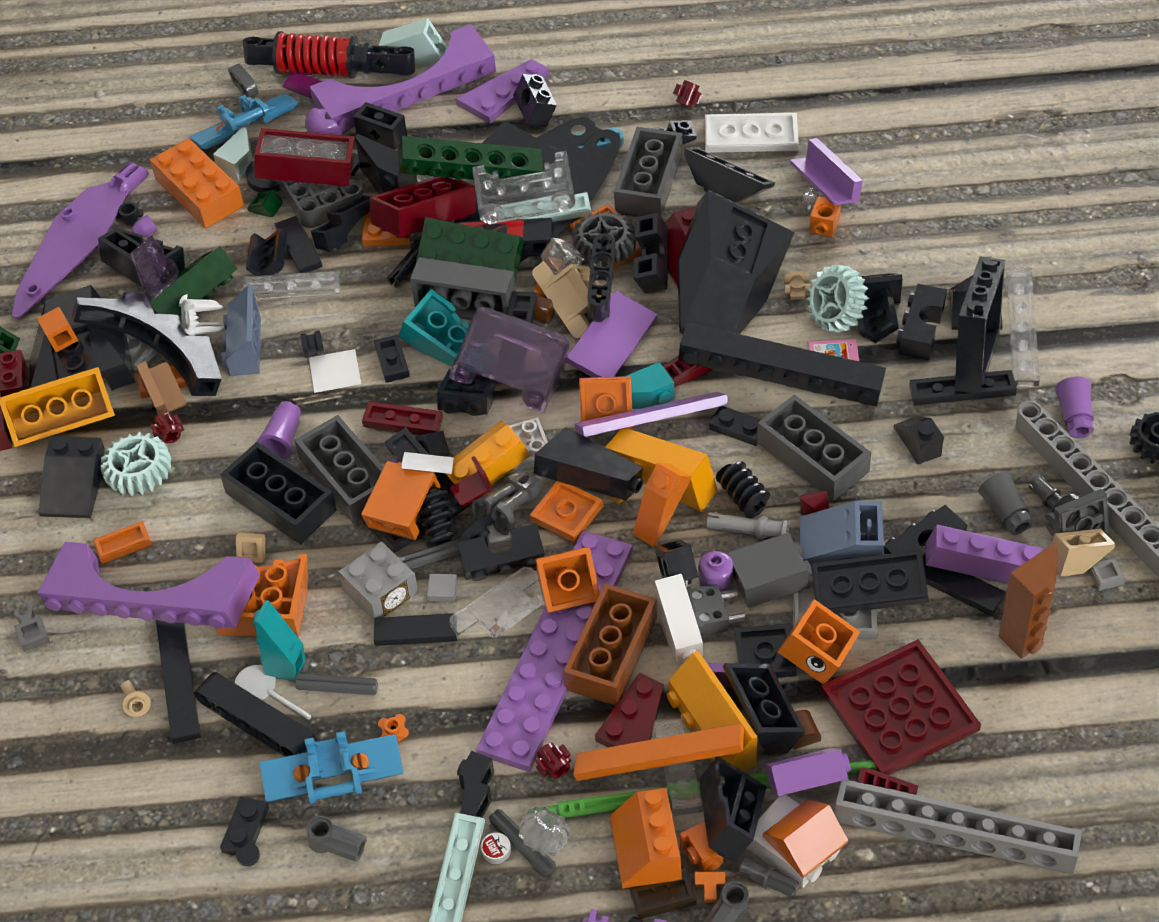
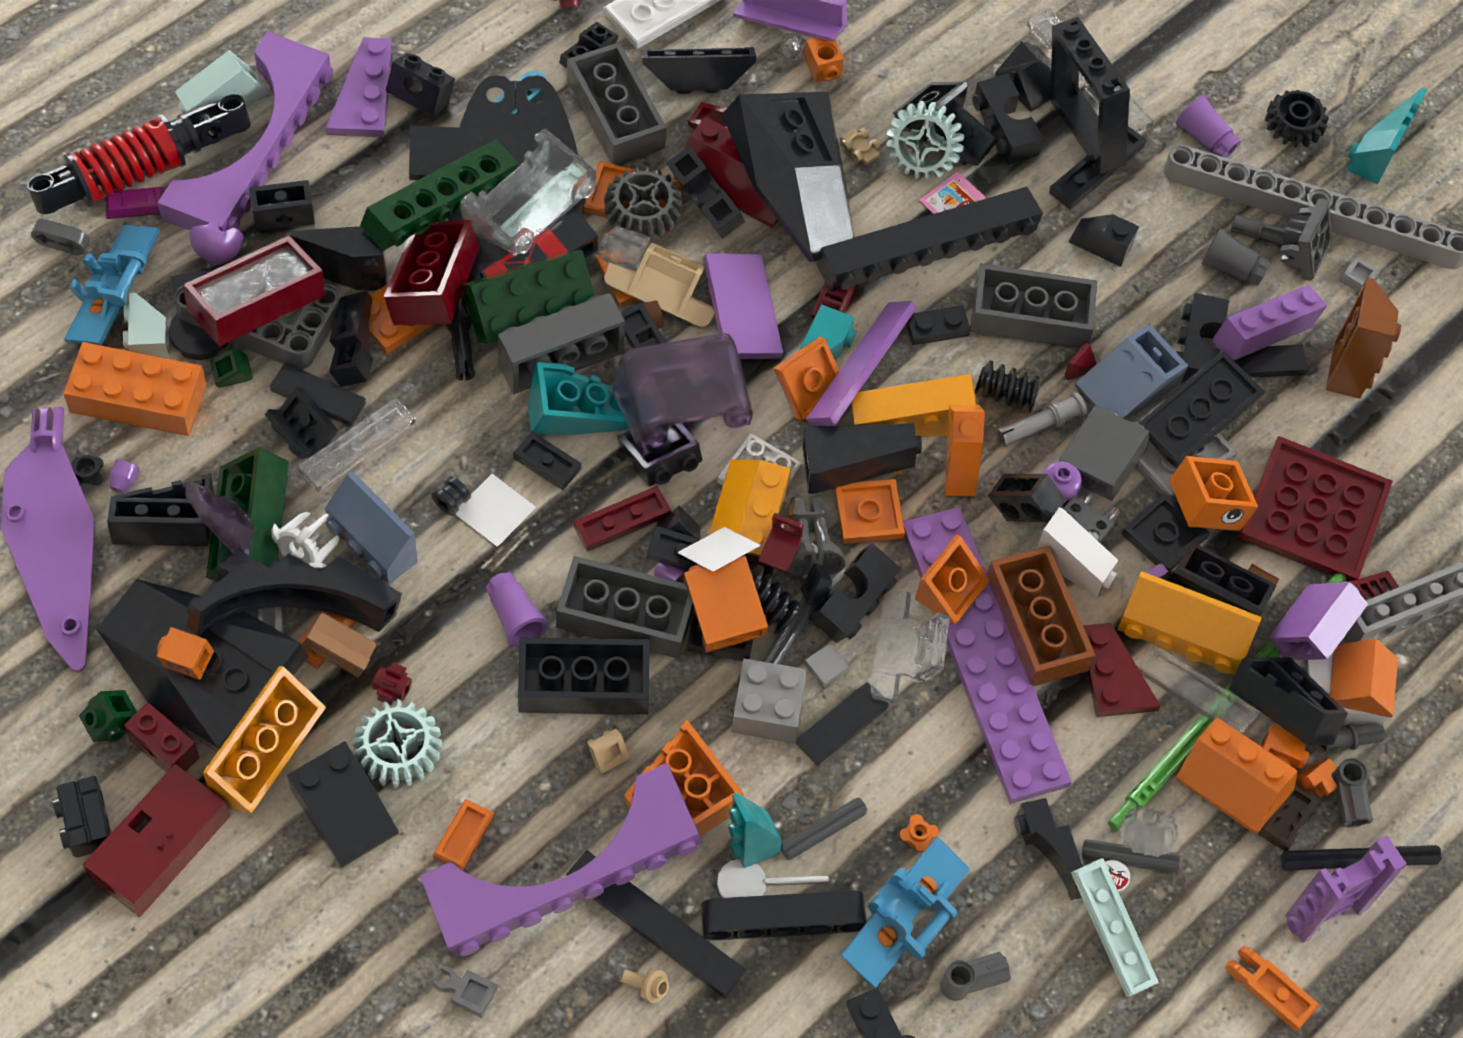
camera: 50 degrees left, 10 degrees up
(553, 760) = (1090, 761): dark red gear -> none
(600, 306) = (713, 278): black beam -> none
(659, 752) = (1182, 690): orange tile -> none
(1080, 550) = (1331, 267): tan slope -> none

